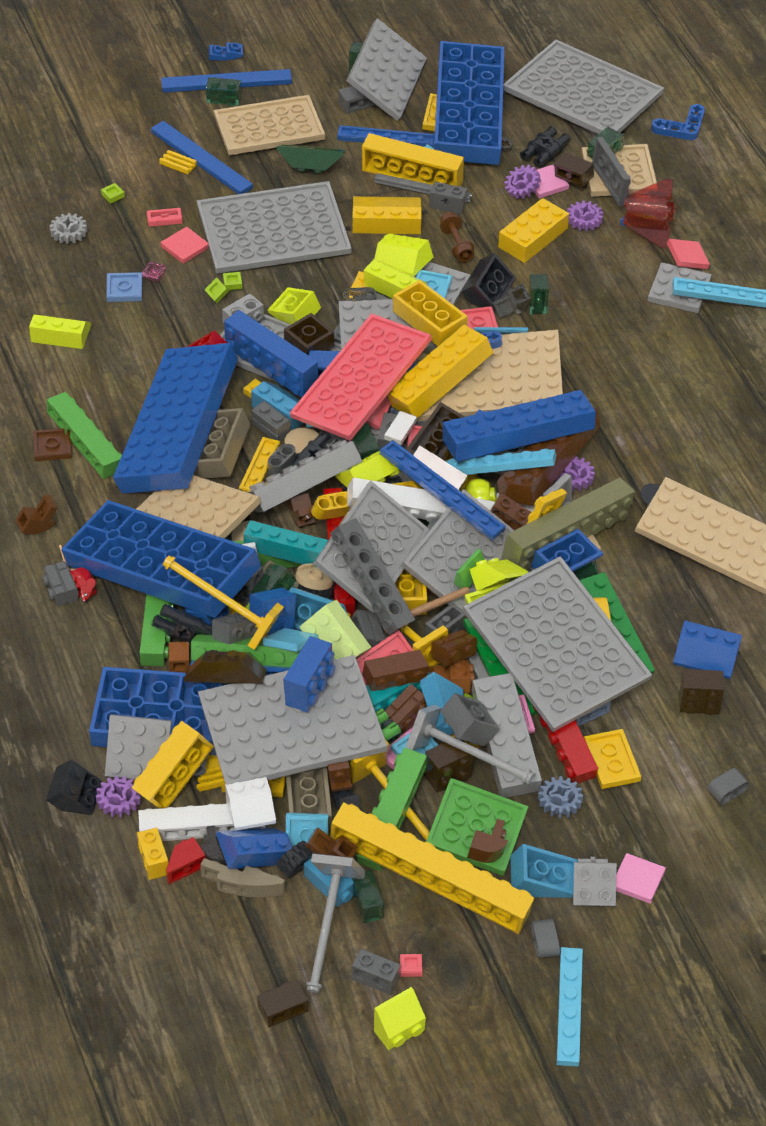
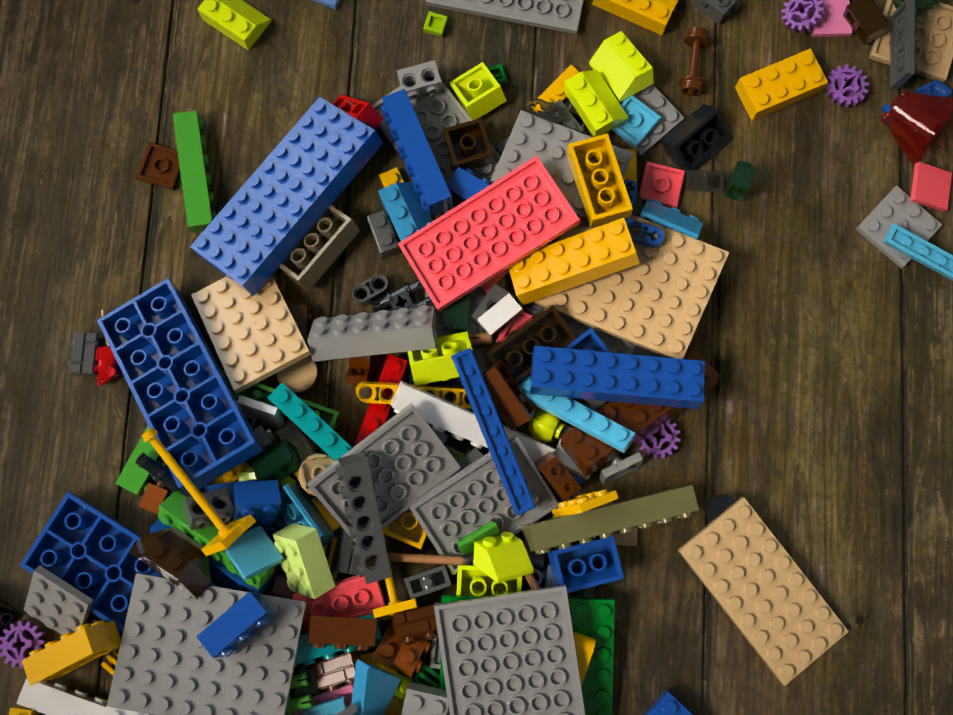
camera: 25 degrees right, 30 degrees up
(37, 519) = (98, 261): reddish brown brick -> none
(217, 290) = (413, 31): lime plate -> none
(259, 465) = (342, 289): yellow tile -> none
(300, 437) = (399, 271): tan tile -> none

